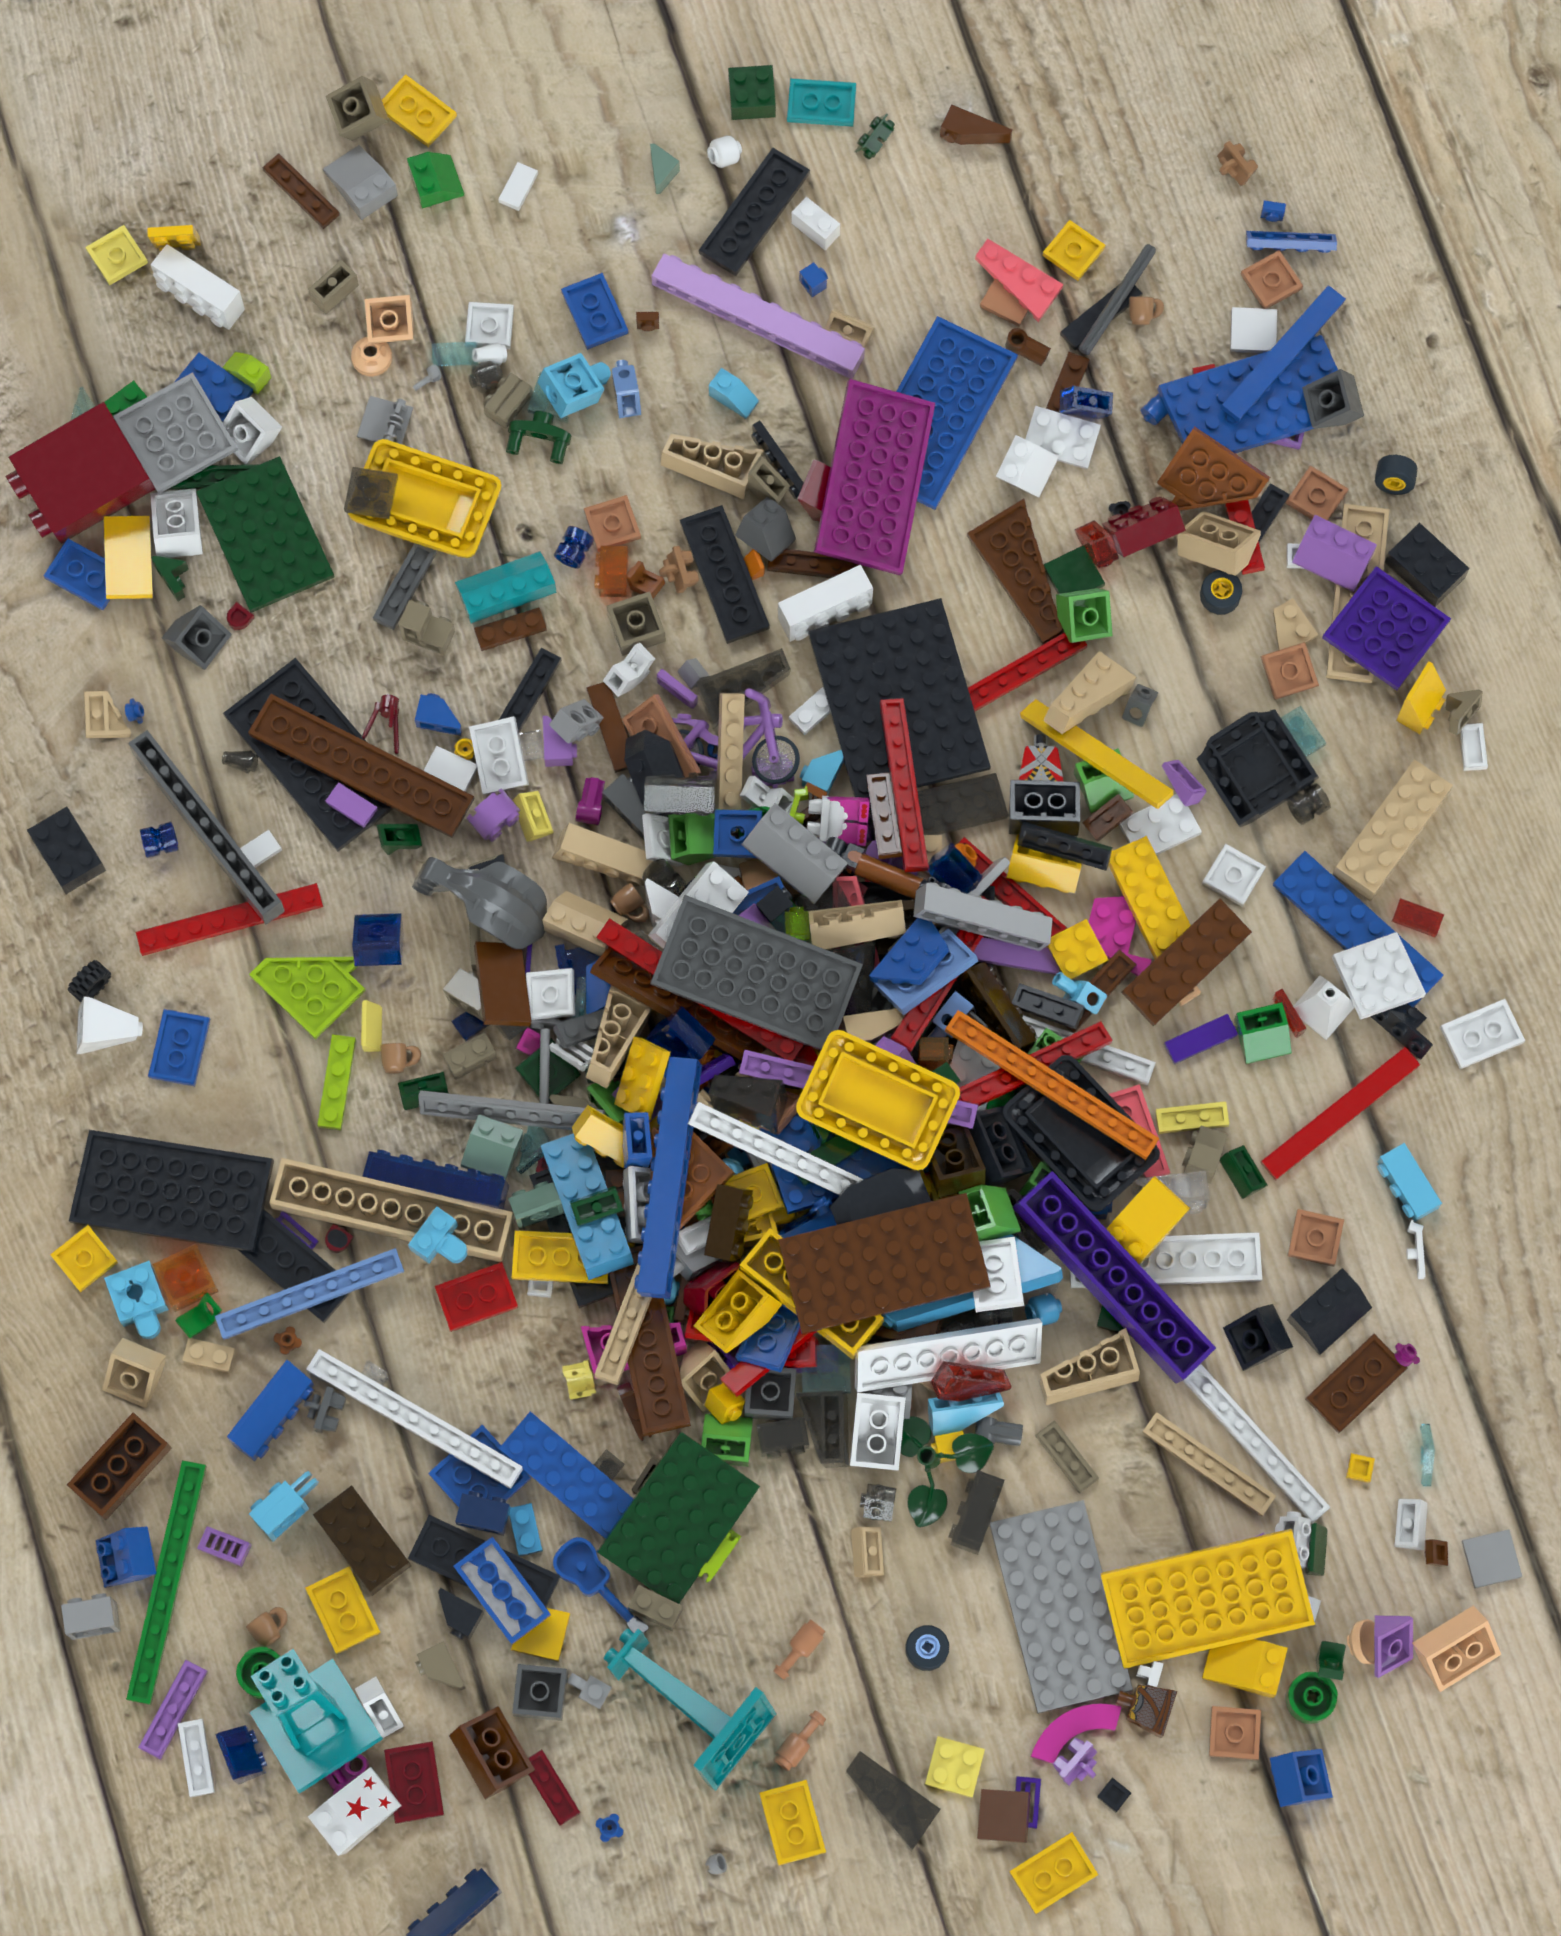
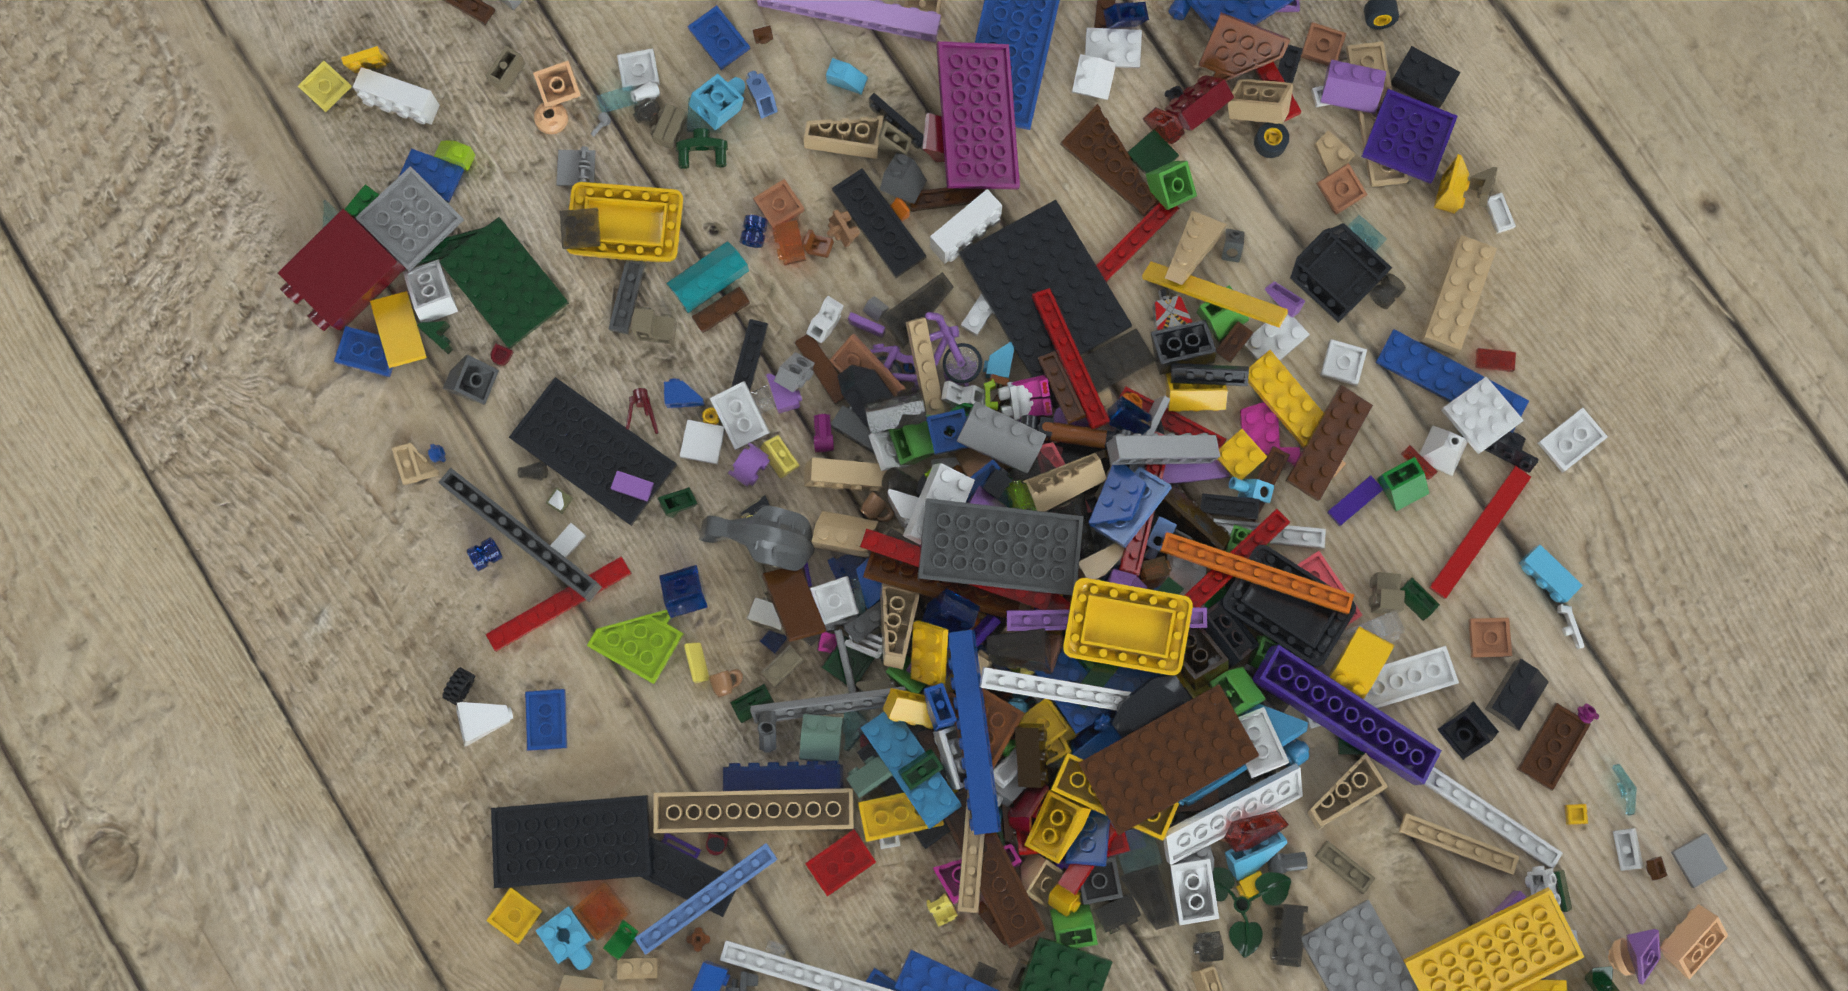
camera: 15 degrees left, 5 degrees up
(66, 850) = (411, 582): black brick -> none
(250, 429) = (469, 200): white slope -> none
(261, 801) = (559, 500): none -> tile
(336, 1082) = (680, 715): lime plate -> none
(361, 765) = (631, 452): reddish brown plate -> none
(432, 1125) = (767, 732): none -> dark grey piece
(437, 1237) = (799, 828): medium azure brick -> none
(636, 622) = (820, 280): dark tan brick -> none
(1192, 1117) = (1366, 566): light yellow plate -> none

